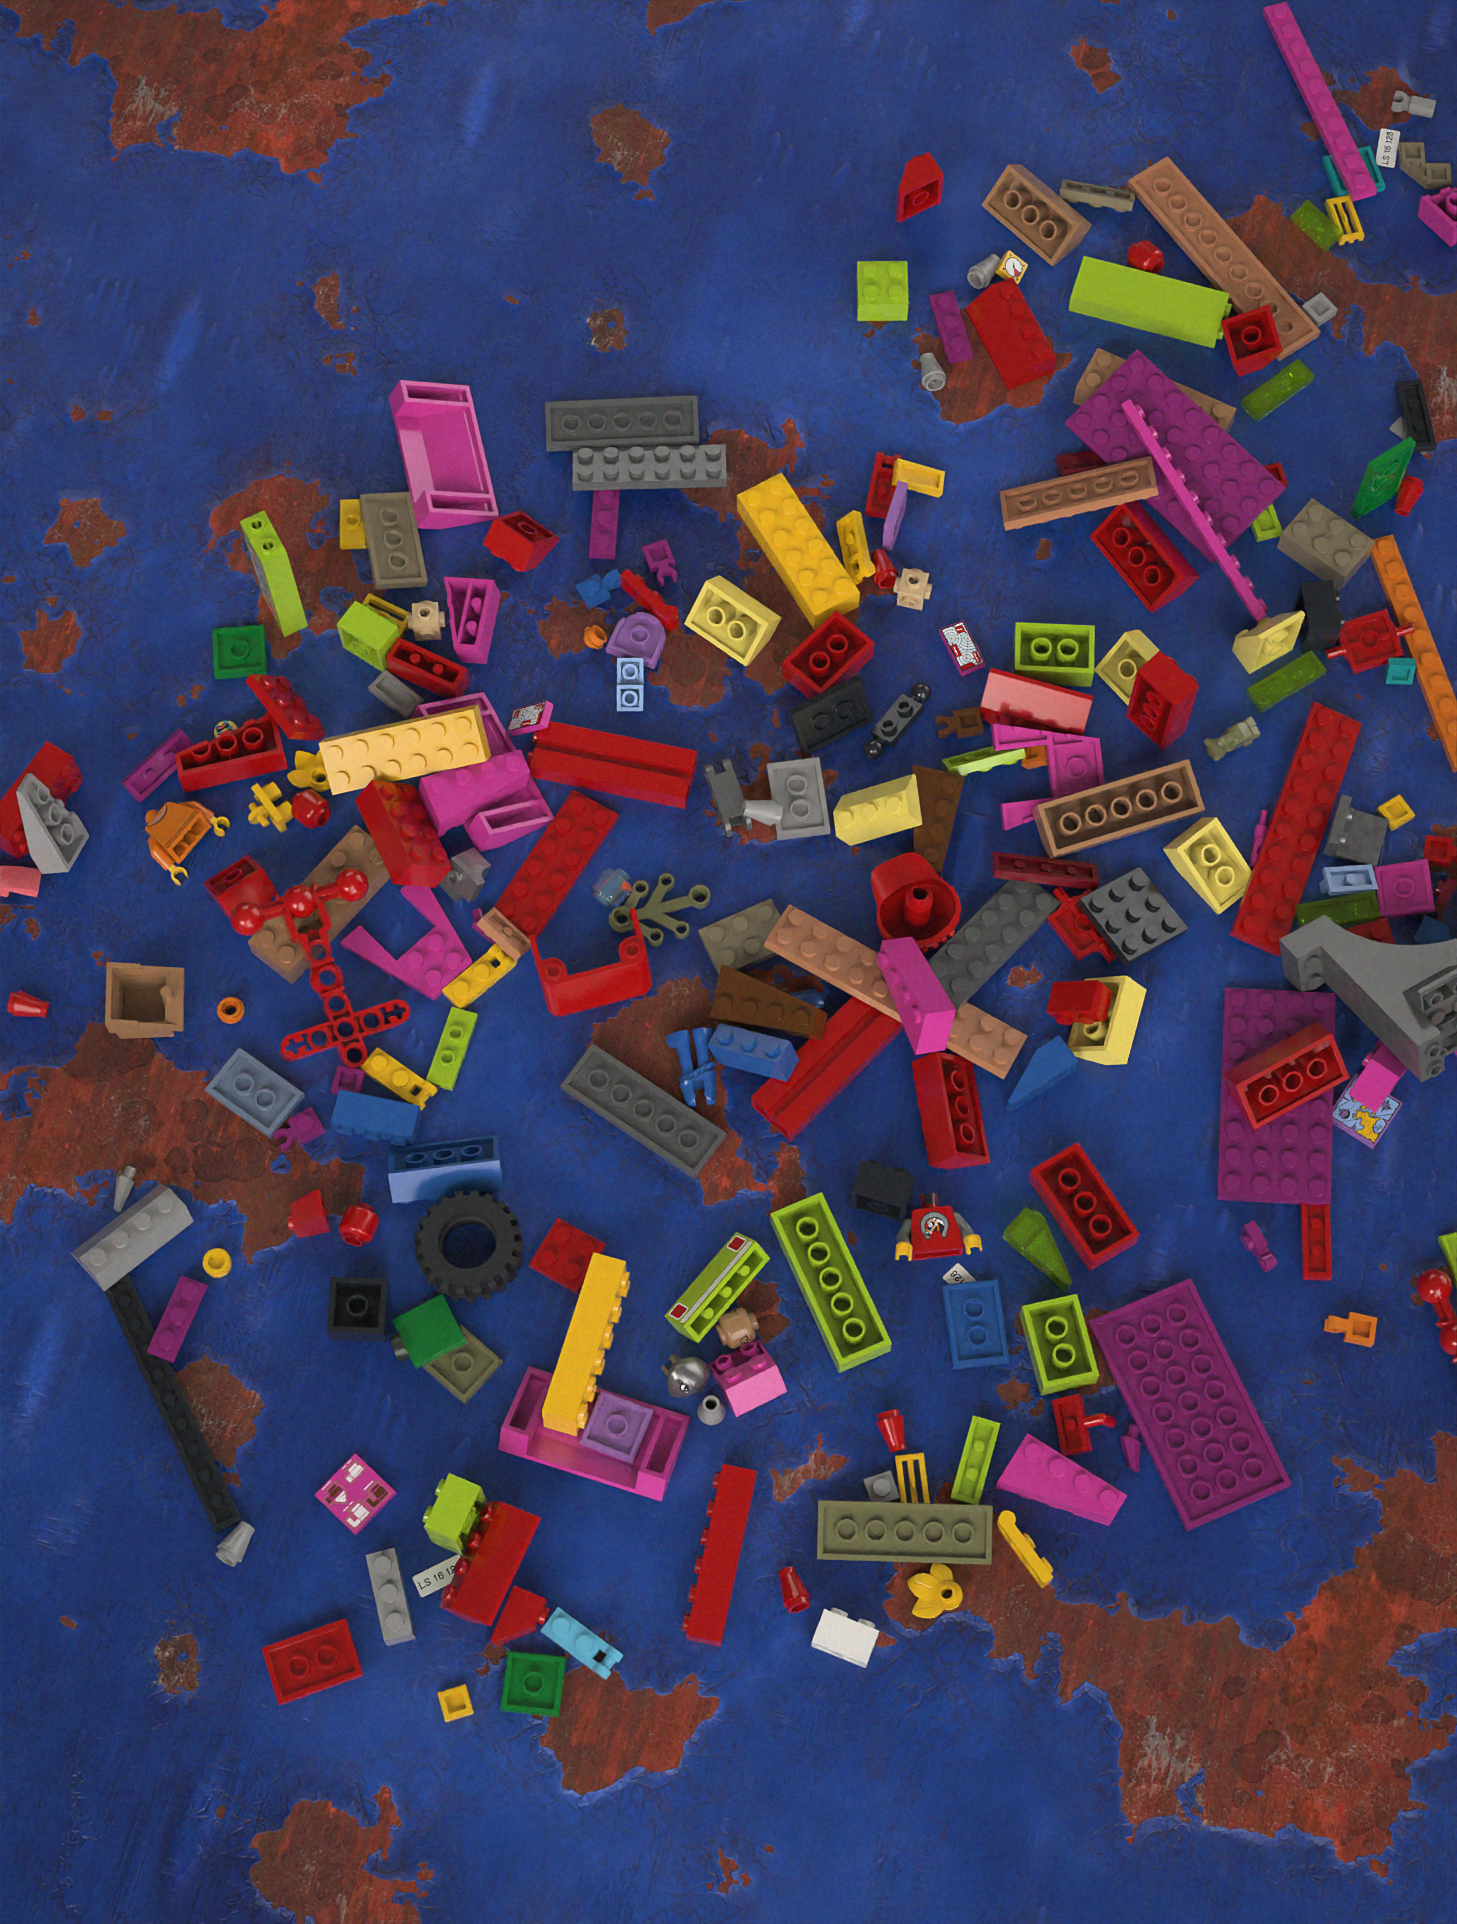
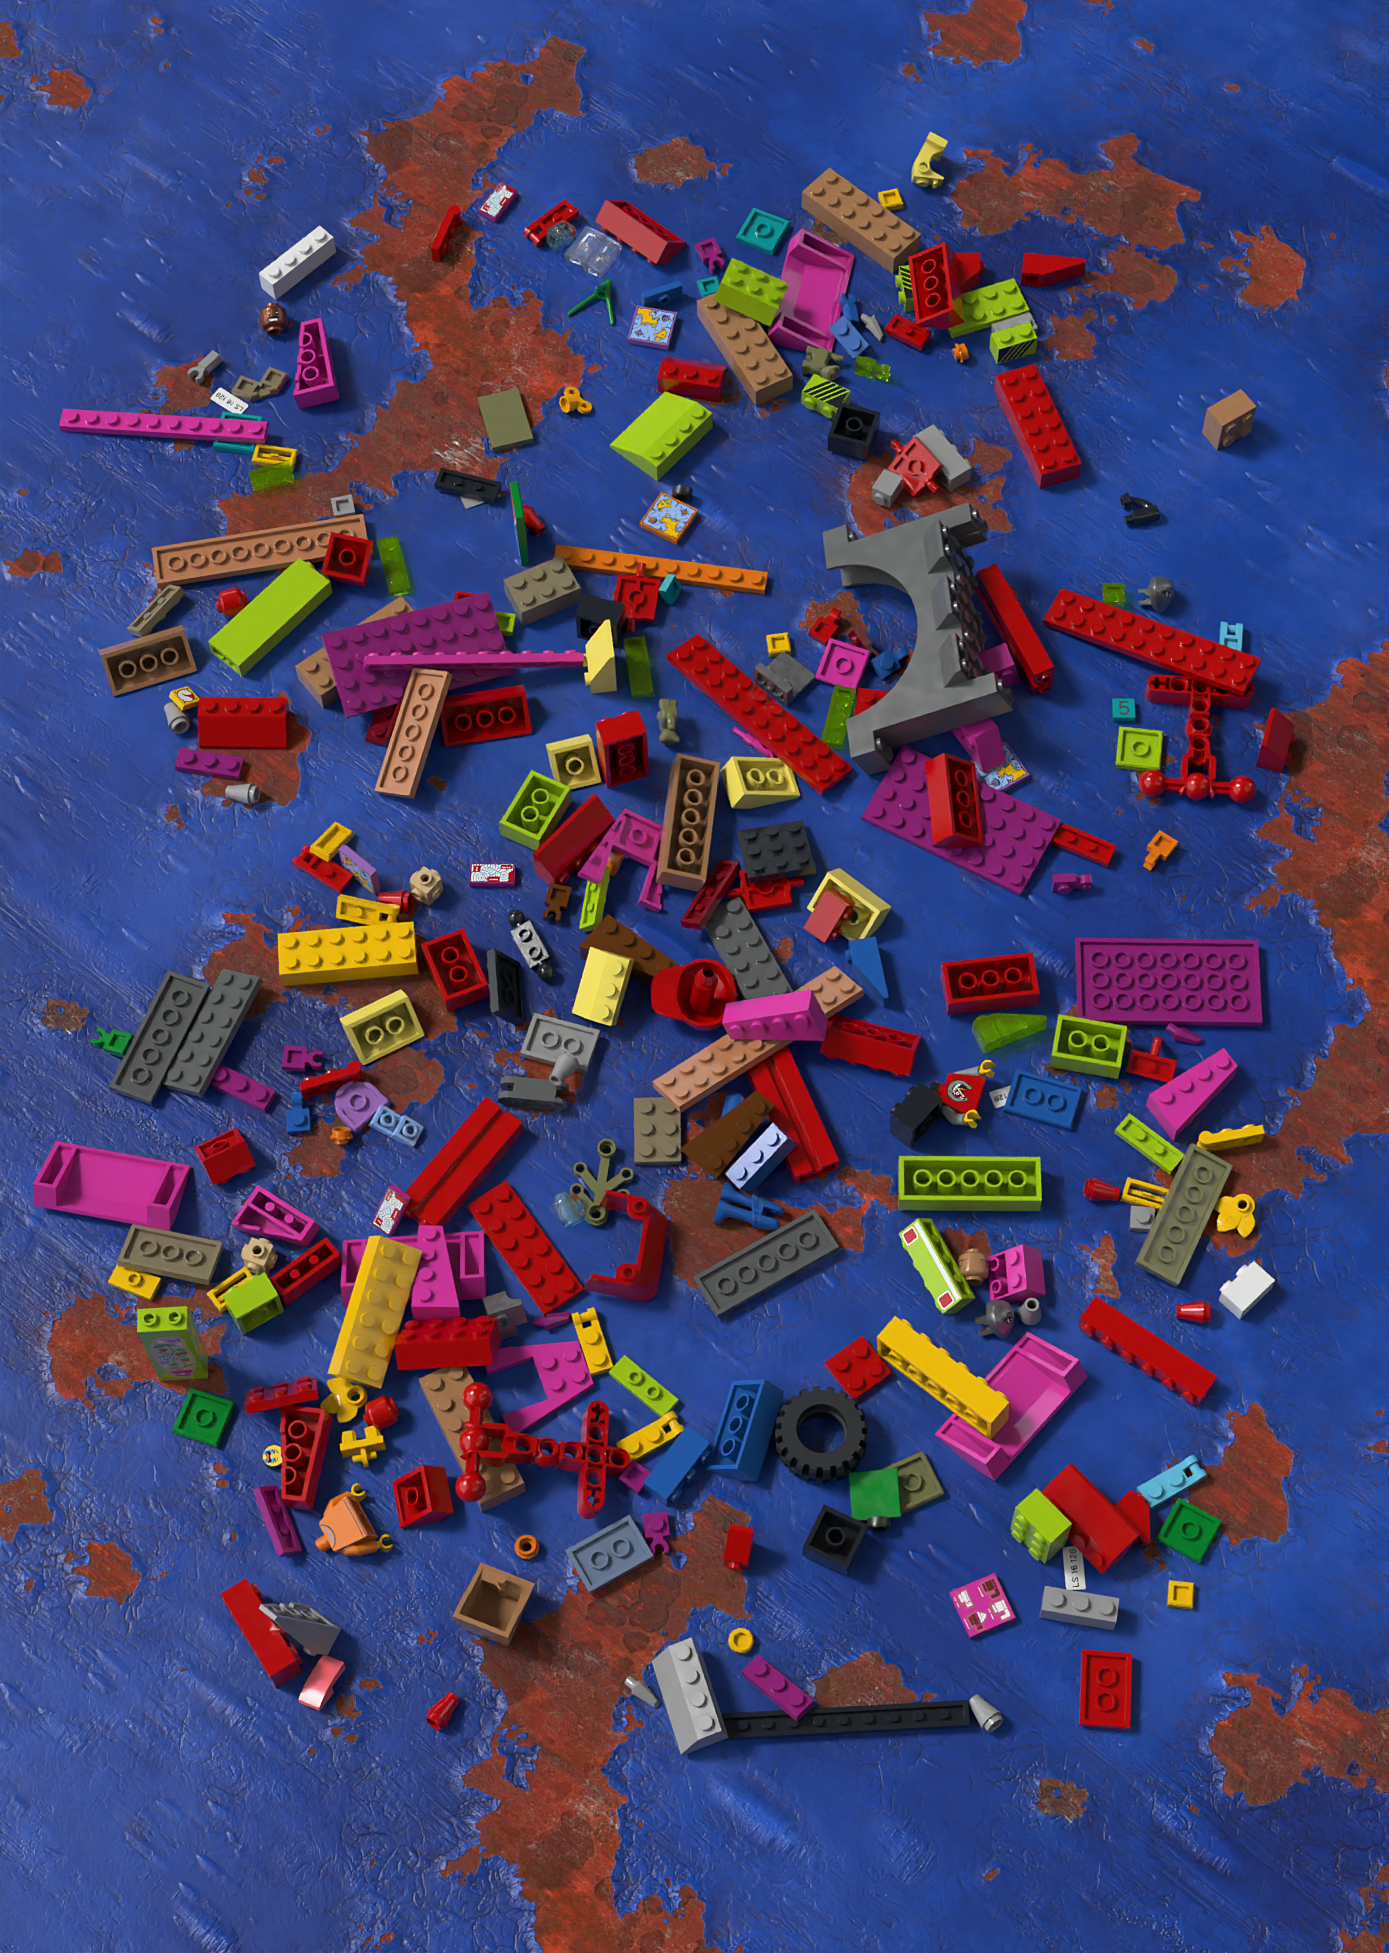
camera: 65 degrees left, 5 degrees down
(358, 1224) = (762, 1514): red head -> none
(395, 694) = (310, 1309): light grey tile -> none
(504, 934) = (569, 1304): nougat plate -> none
(596, 384) = (114, 1043): none -> green plate
(616, 1427) = (1017, 1383): medium lavender tile -> none
(882, 290) = (152, 796): lime brick -> none
(919, 187) = (76, 728): red slope -> none
(1348, 880) = (818, 697): medium blue plate -> none

